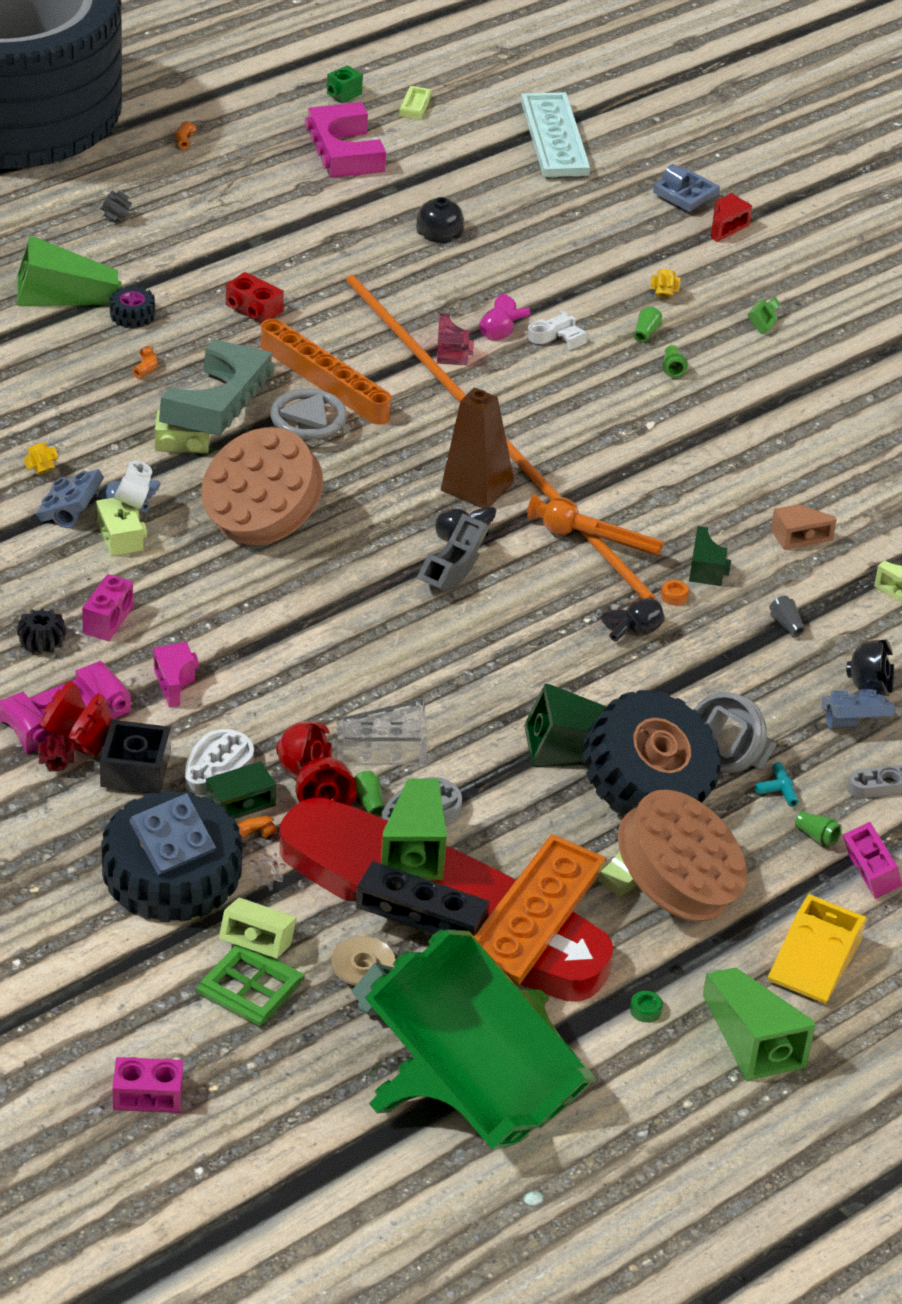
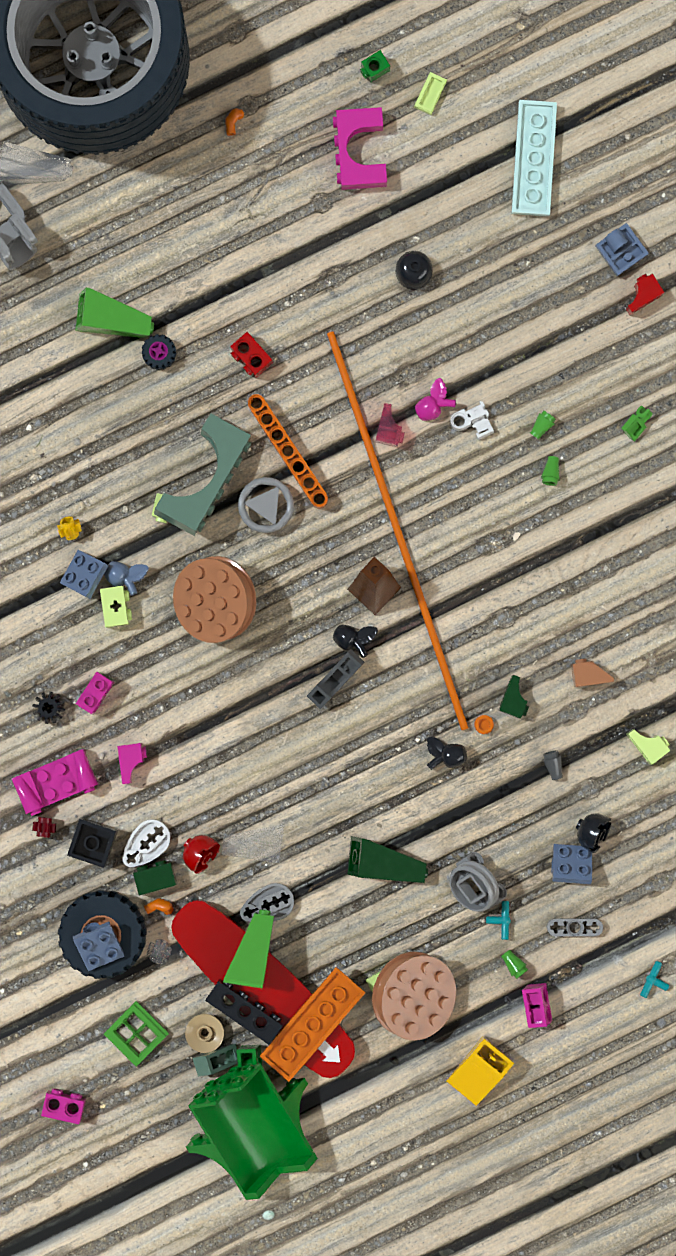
camera: 15 degrees right, 45 degrees up
(78, 723) = (56, 804): red piece -> none
(116, 206) = (163, 223): dark grey gear -> none
(134, 484) = (125, 590): white piece -> none
(148, 362) = (162, 419): orange arm -> none
(257, 927) = (145, 999): yellowish green brick -> none
(326, 779) = (207, 885): red cylinder -> none
(369, 792) = (236, 890): bright green cone -> none
(562, 516) = (423, 644): orange piece -> none
(646, 1006) = (367, 1089): green tile -> none
(648, 746) = (416, 909): black wheel -> none
(665, 283) = (569, 378): yellow gear -> none
(757, 1024) = (426, 1129): bright green slope -> none

